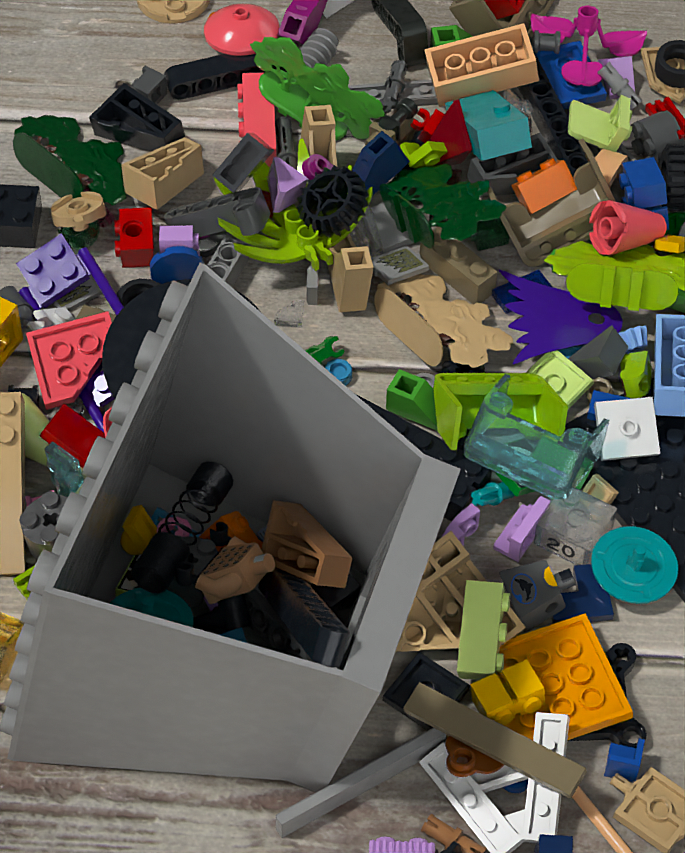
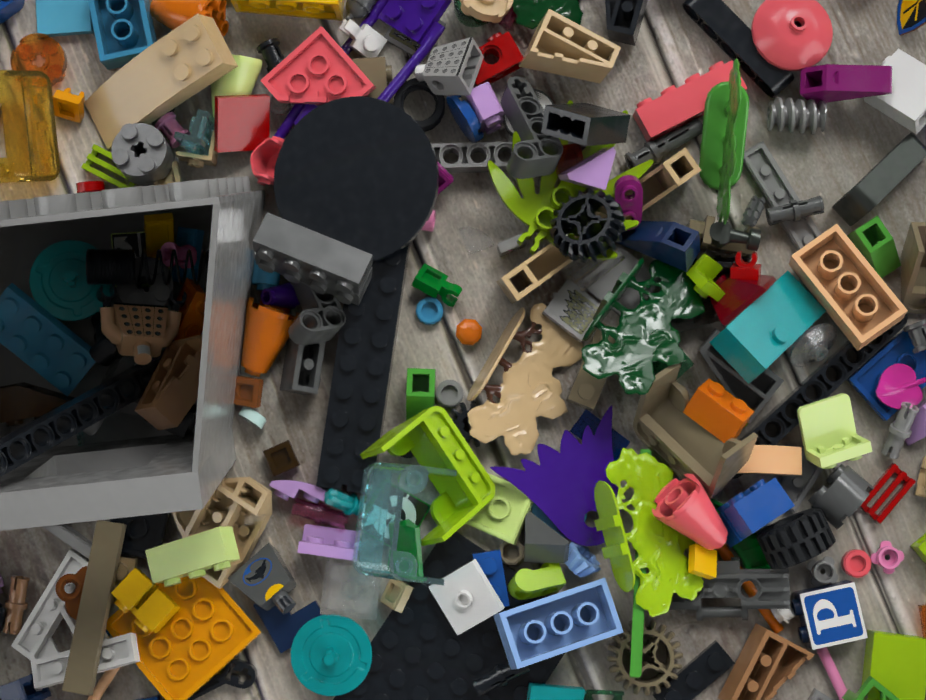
camera: 70 degrees right, 30 degrees up
(130, 251) = (452, 68): none -> light grey torso
(374, 350) = (469, 332): none -> orange tile
(489, 528) = (320, 513): none -> clear pink pin

